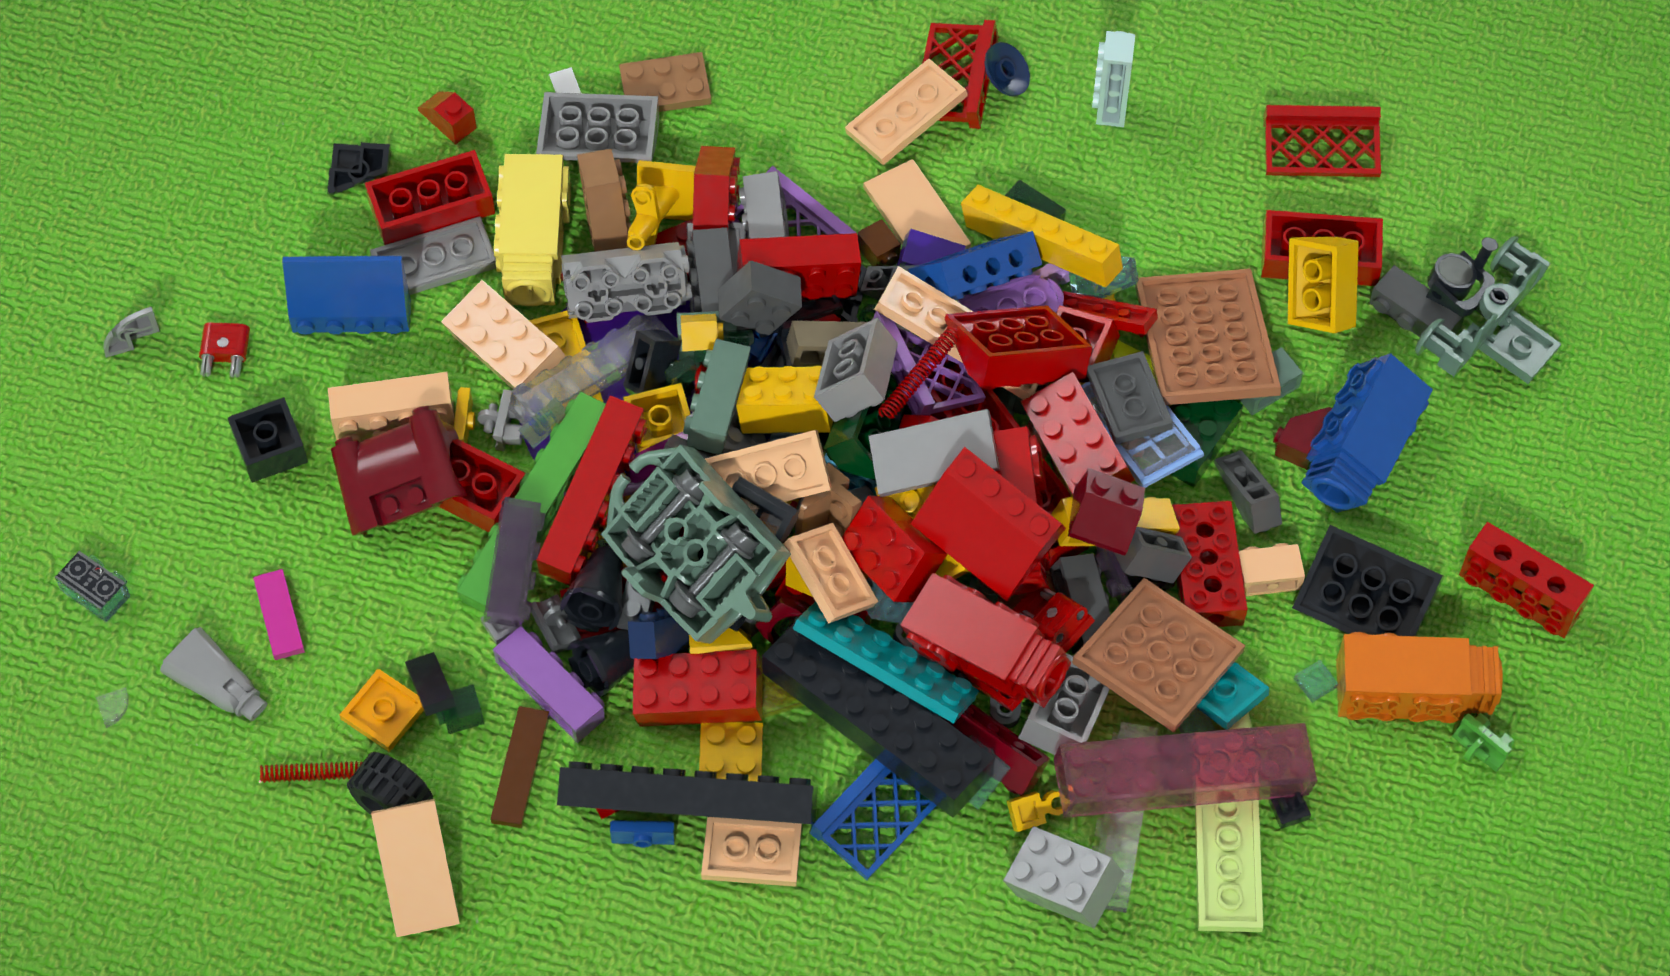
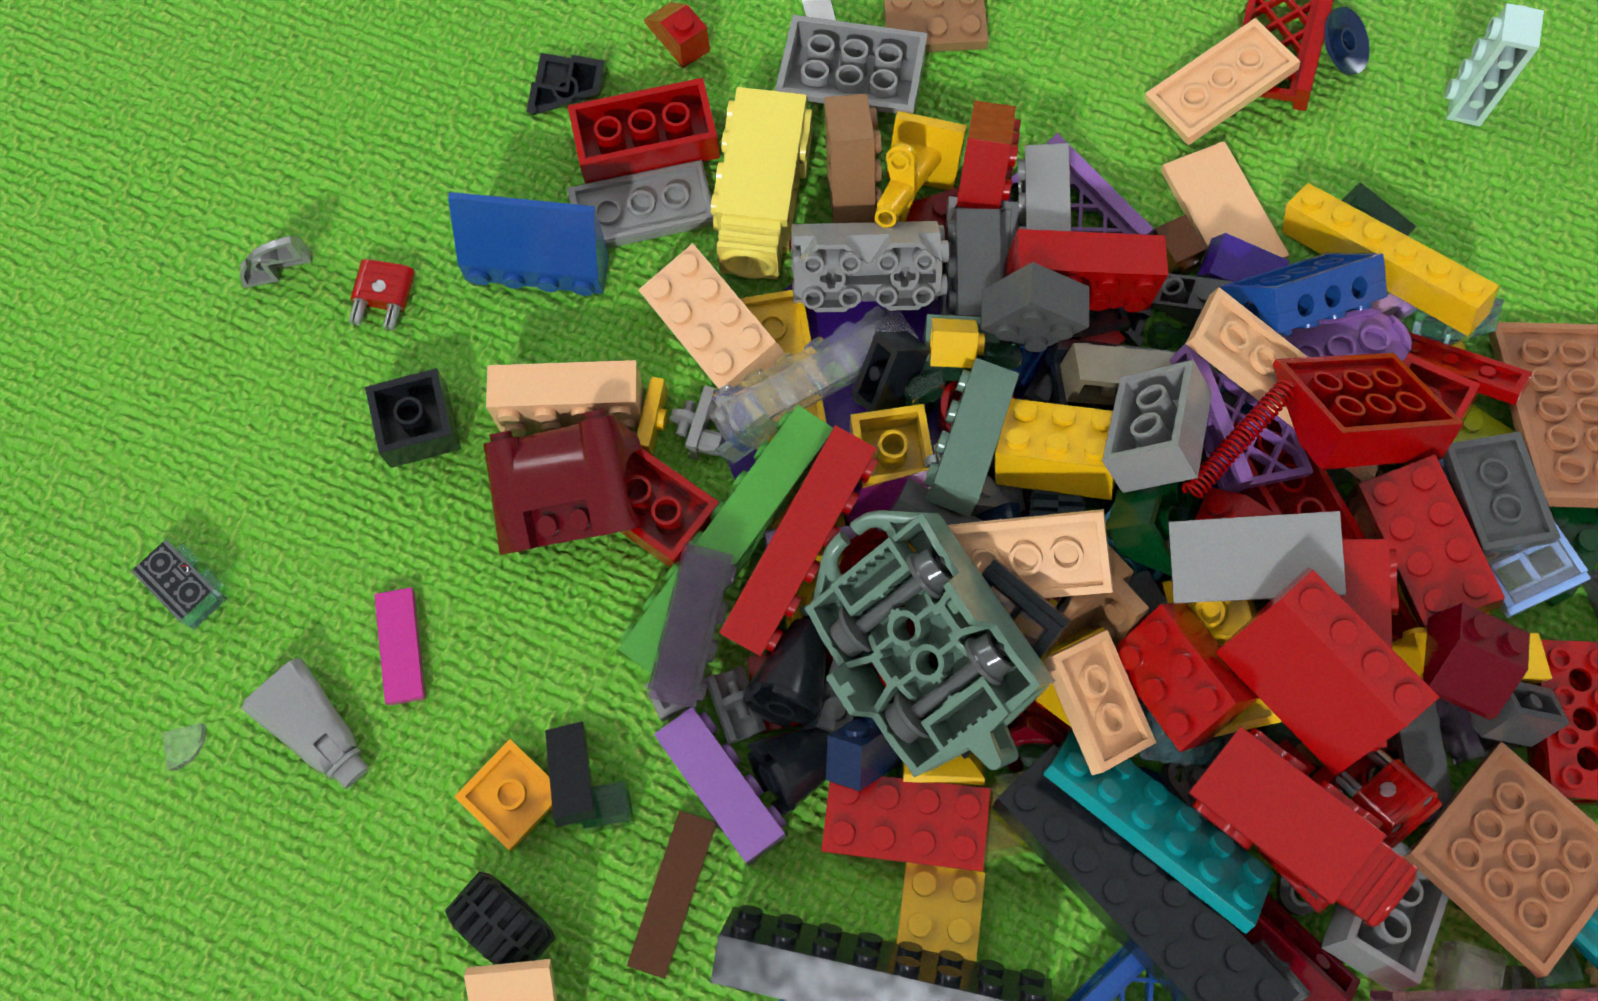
camera: 10 degrees right, 10 degrees up
(327, 776) = (399, 864): red piece -> none

